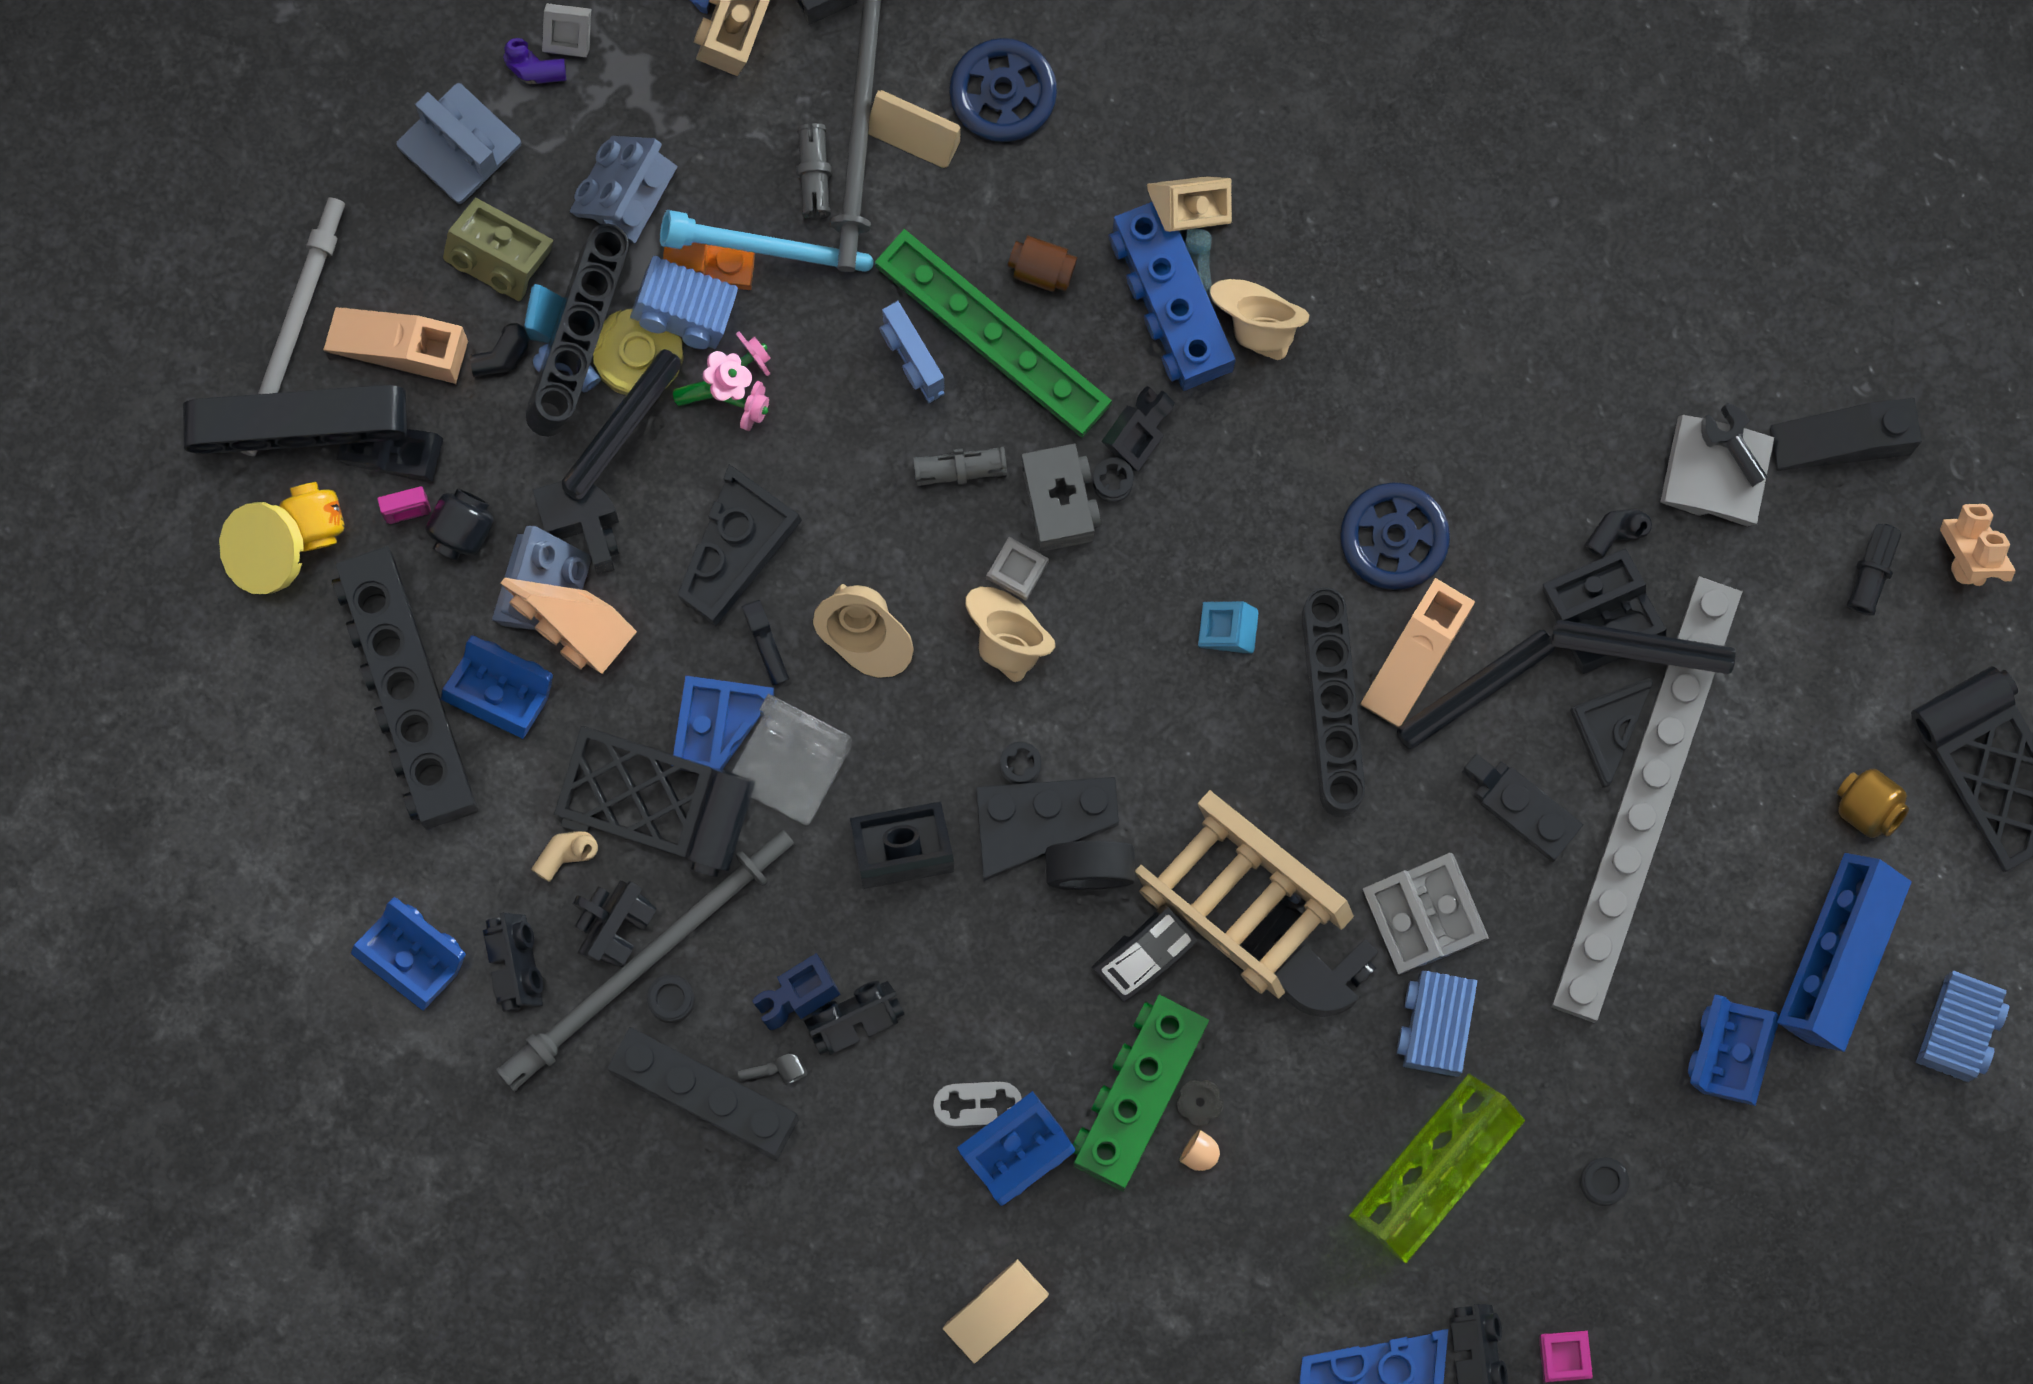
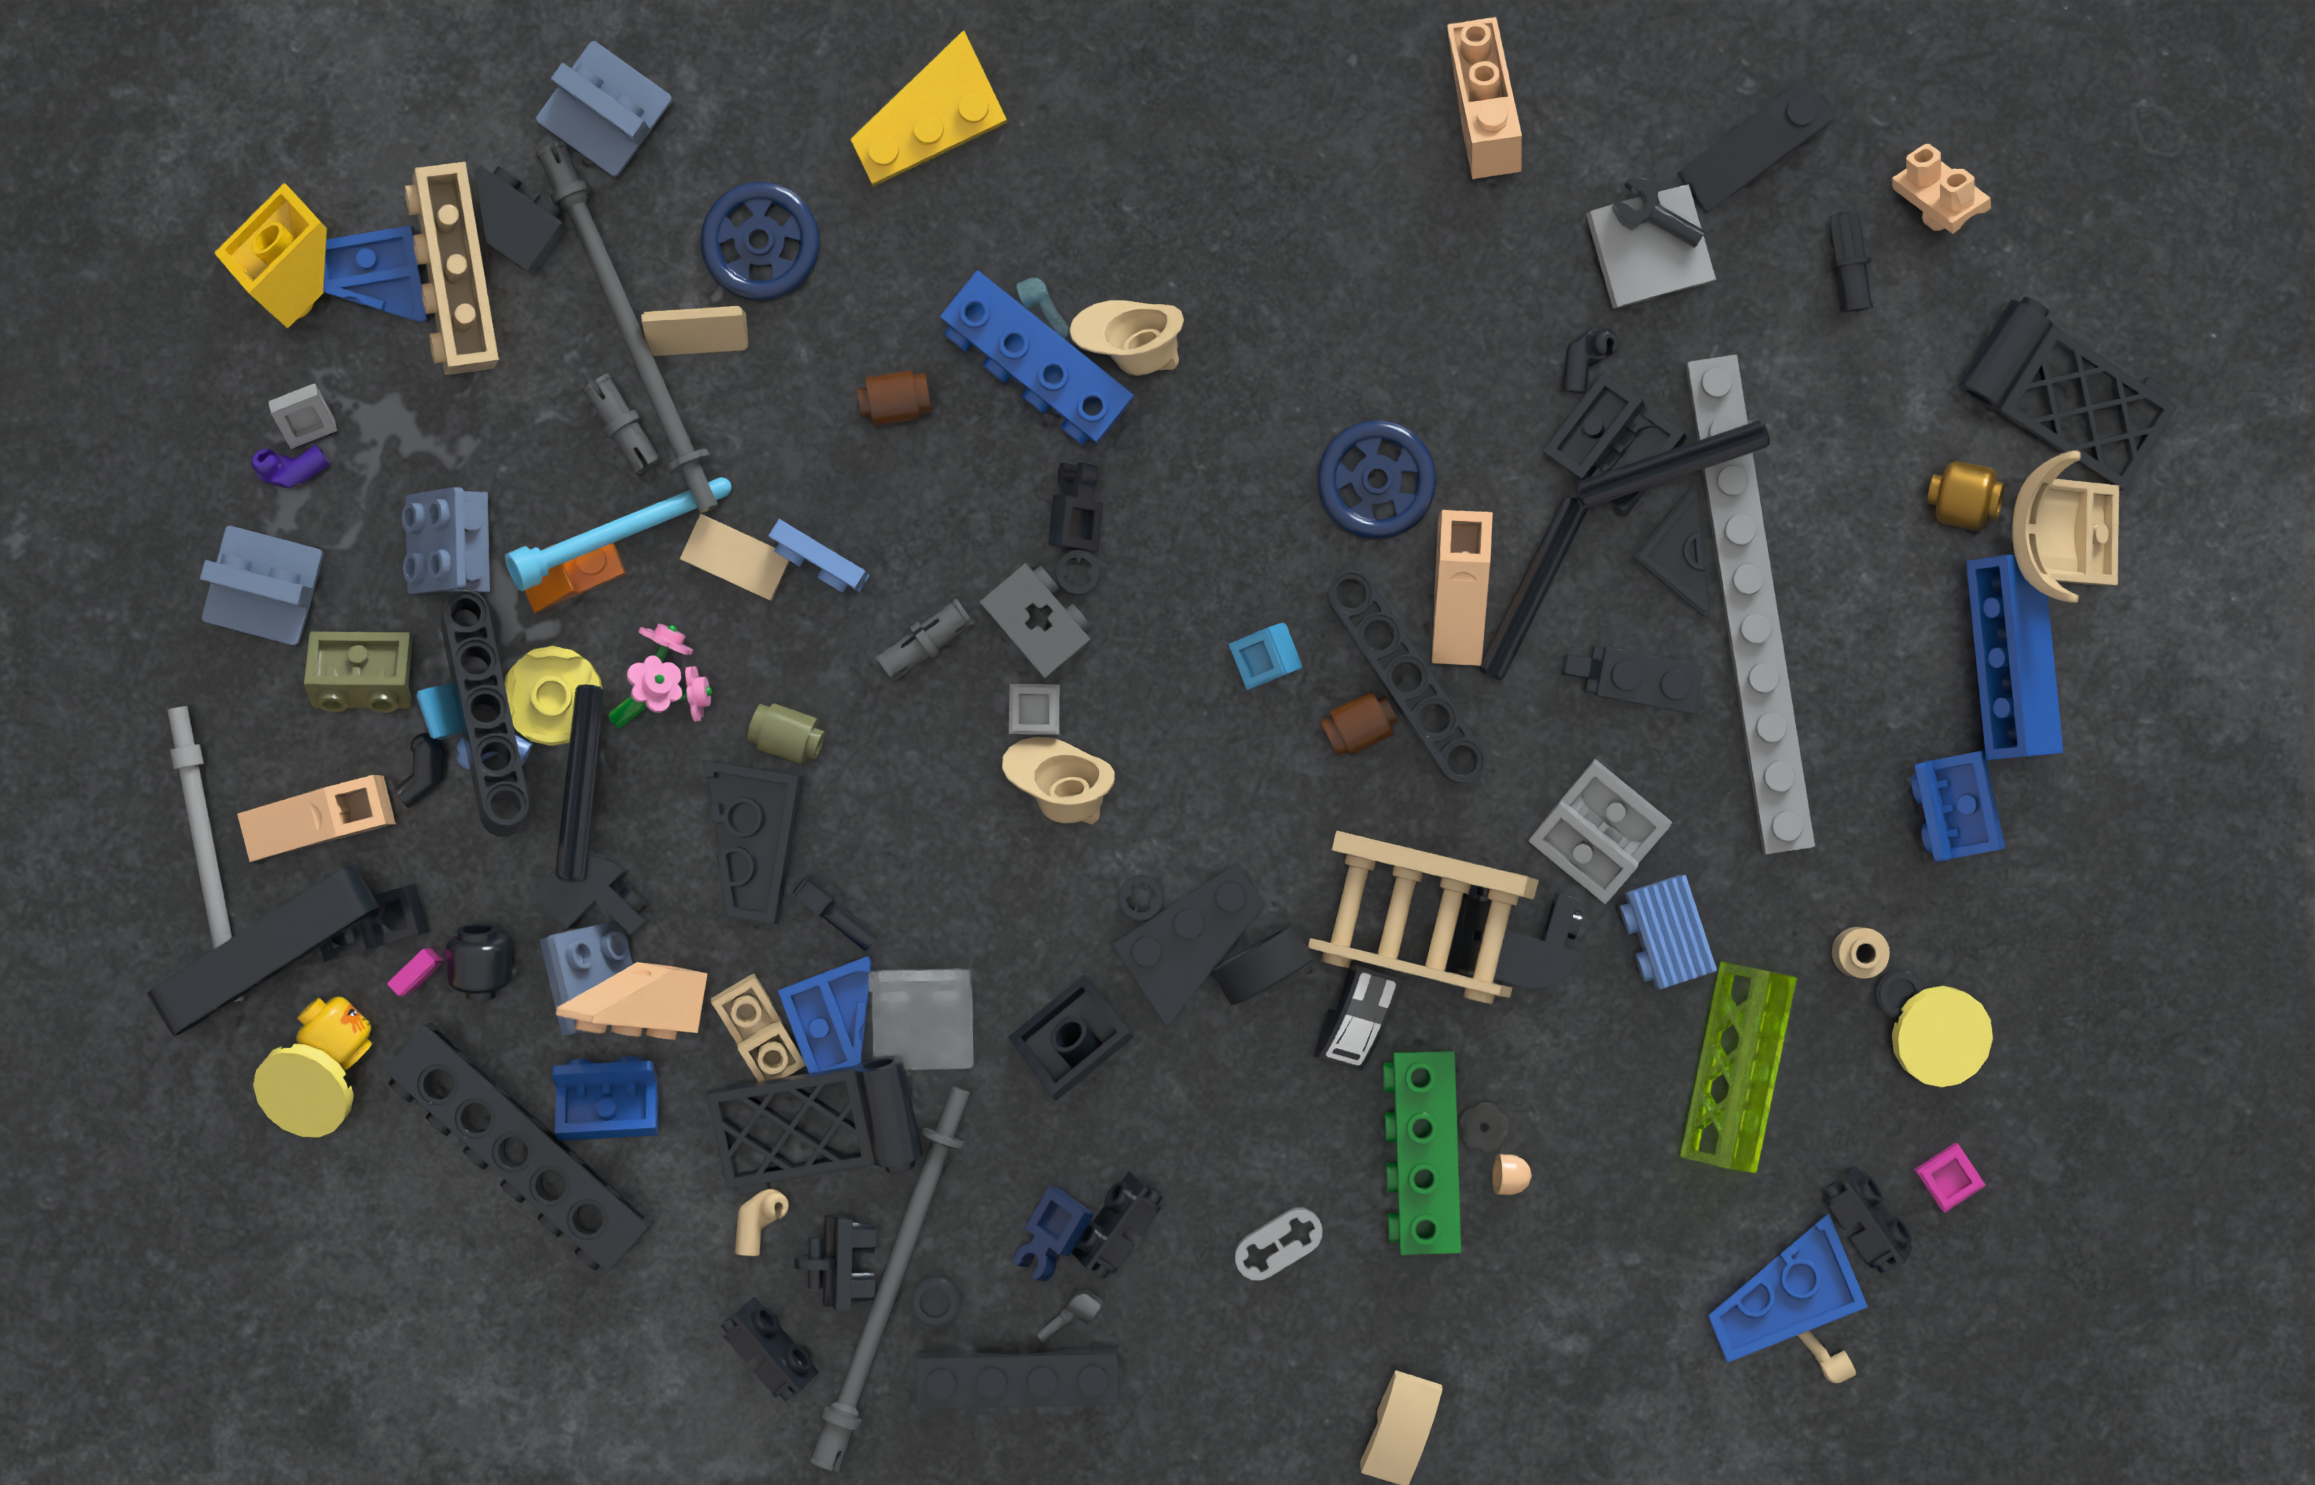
camera: 30 degrees left, 10 degrees up
(410, 953) = (667, 1398): blue bracket -> none
(651, 701) = (758, 1030): none -> tan slope
(683, 303) = (572, 630): medium blue brick -> none
(807, 478) = (786, 733): none -> olive brick
(845, 322) = (735, 557): none -> tan tile
(864, 631) = (922, 855): tan piece -> none
(993, 333) = (884, 492): green plate -> none
(1017, 1148) = (1340, 1269): blue bracket -> none
(1192, 66) = (930, 115): none -> yellow wing
(1192, 202) = (1006, 258): tan slope -> none
(1275, 719) = (1359, 724): none -> reddish brown brick
(1576, 1131) = (1845, 949): none -> tan brick
(1621, 1233) = (1942, 1036): none -> light yellow tile
(1644, 284) = (1485, 98): none -> light nougat slope
(1941, 869) = (2065, 530): none -> tan piece
(1963, 1027) = (2161, 665): medium blue brick -> none

